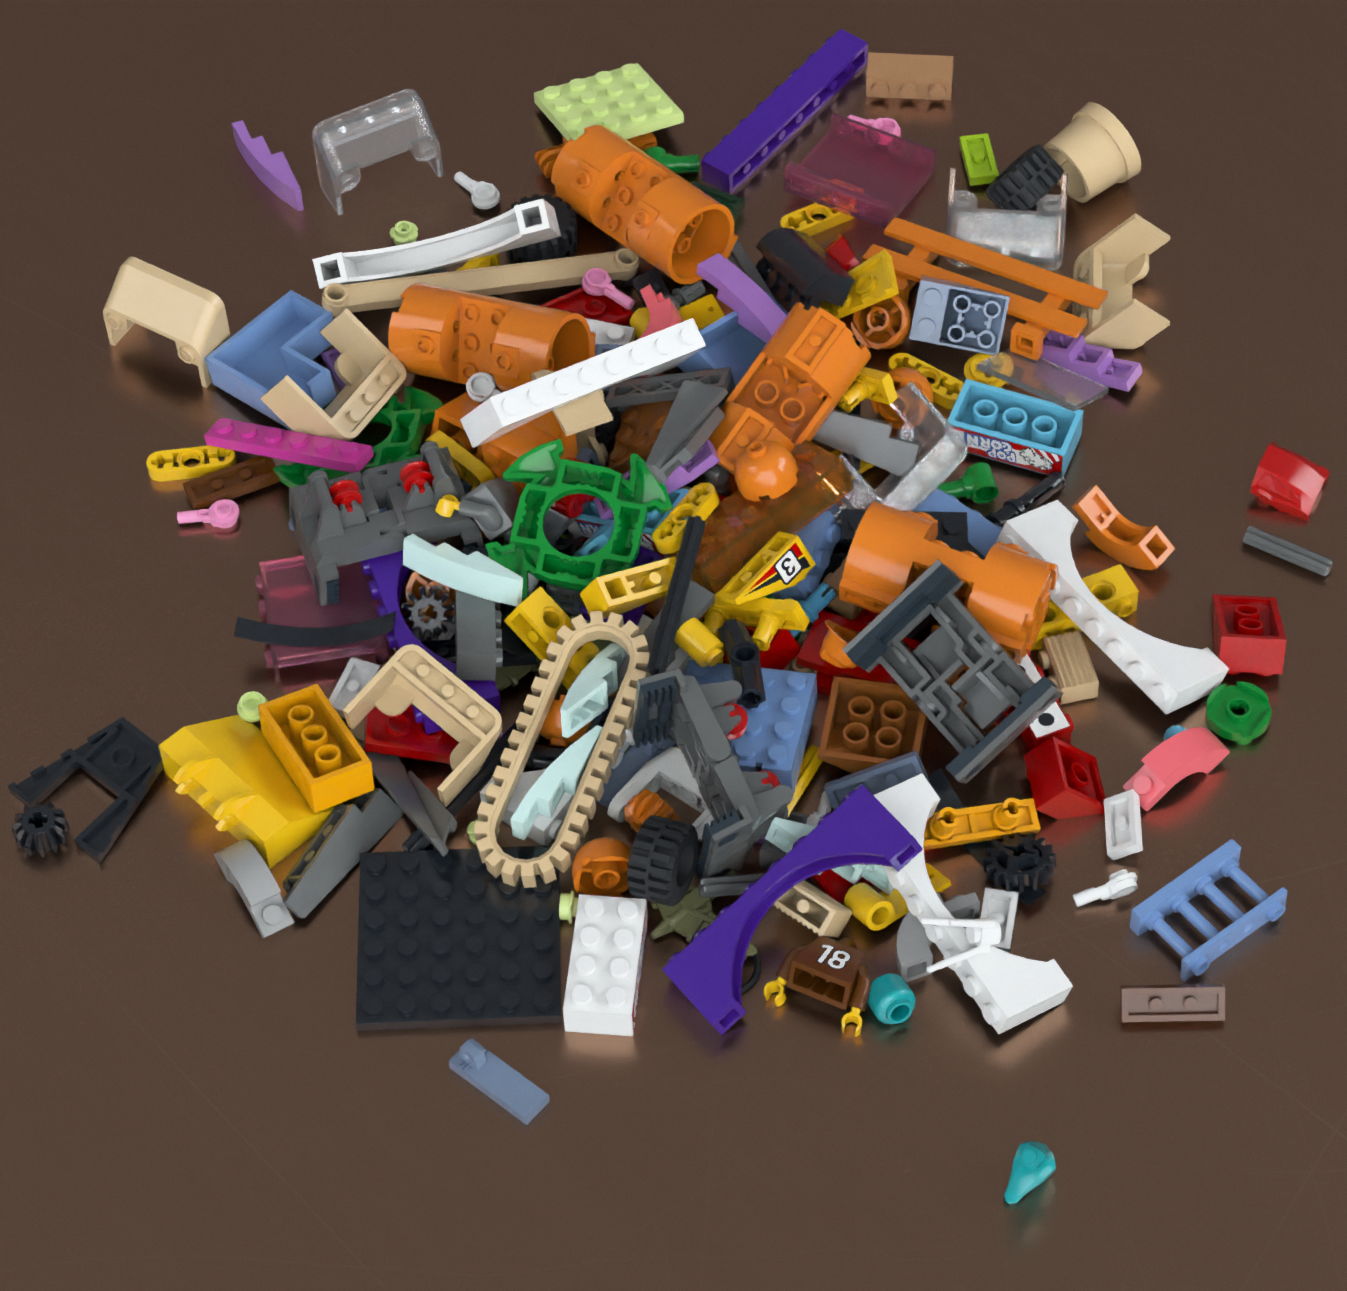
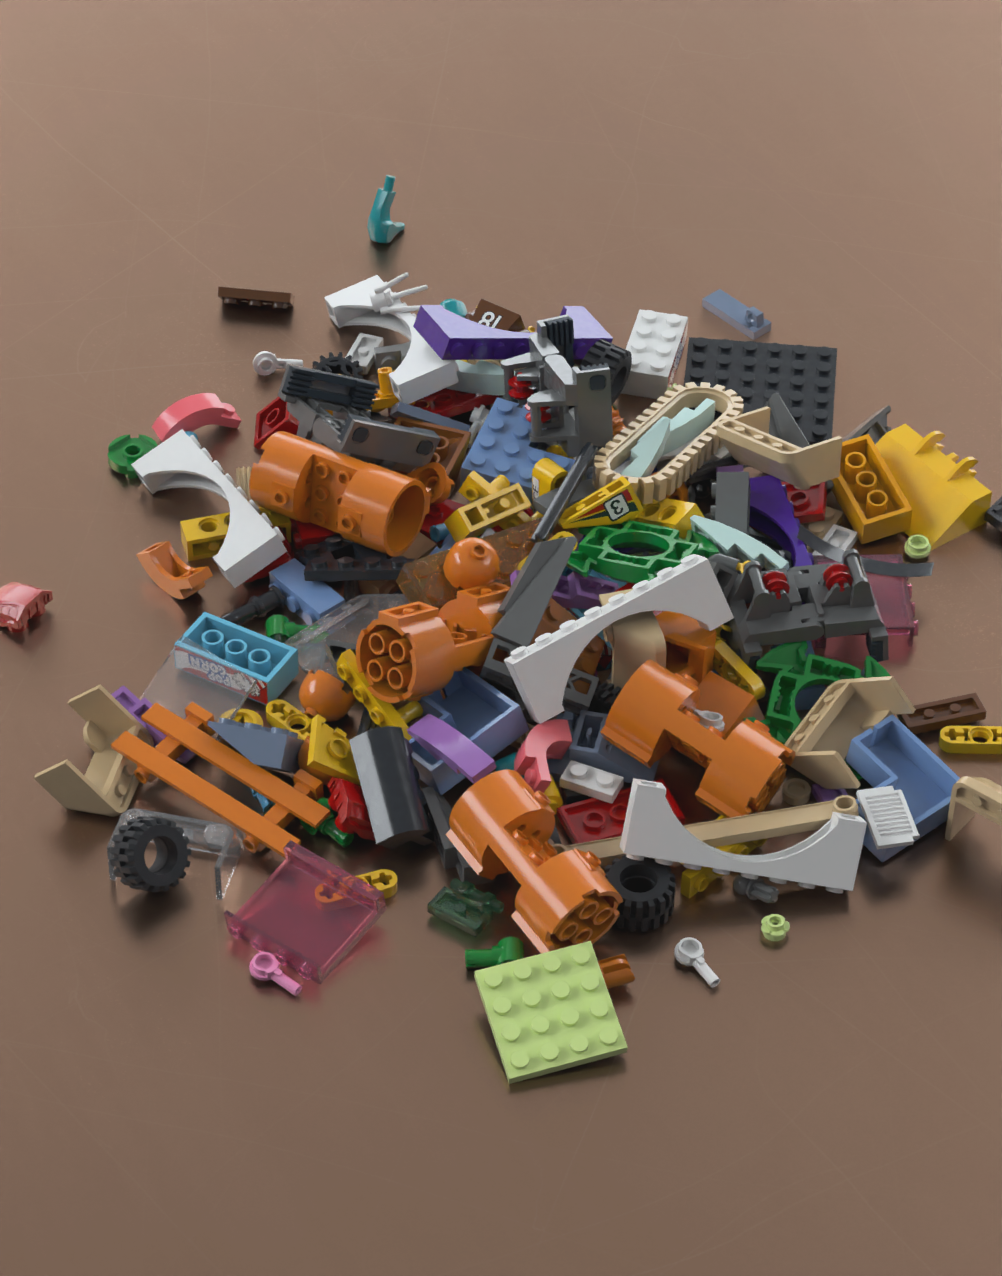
camera: 175 degrees left, 10 degrees down
(220, 514) = (948, 690): bright pink plate -> none
(256, 886) = (916, 415): light grey arch -> none
(270, 169) = (912, 1003): medium lavender slope -> none
(289, 445) = (922, 723): dark pink plate -> none
(291, 307) = (888, 817): none -> white window
(370, 136) = (794, 960): clear windscreen -> none
(597, 283) = (587, 825): bright pink plate -> none
(601, 867) = (641, 393): orange cylinder -> none
(745, 662) = (517, 458): black piece -> none
(784, 111) = (361, 998): dark purple brick -> none
(909, 76) = (222, 1017): medium nougat brick -> none
(978, 159) = (180, 922): lime plate -> none
(1094, 152) = (74, 874): tan piece -> none
(1123, 824) = (250, 394): white plate -> none
(1201, 880) = (213, 356): medium blue fence -> none
(1248, 634) = (102, 497): red slope -> none
(1288, 551) = (41, 558): dark grey axle -> none

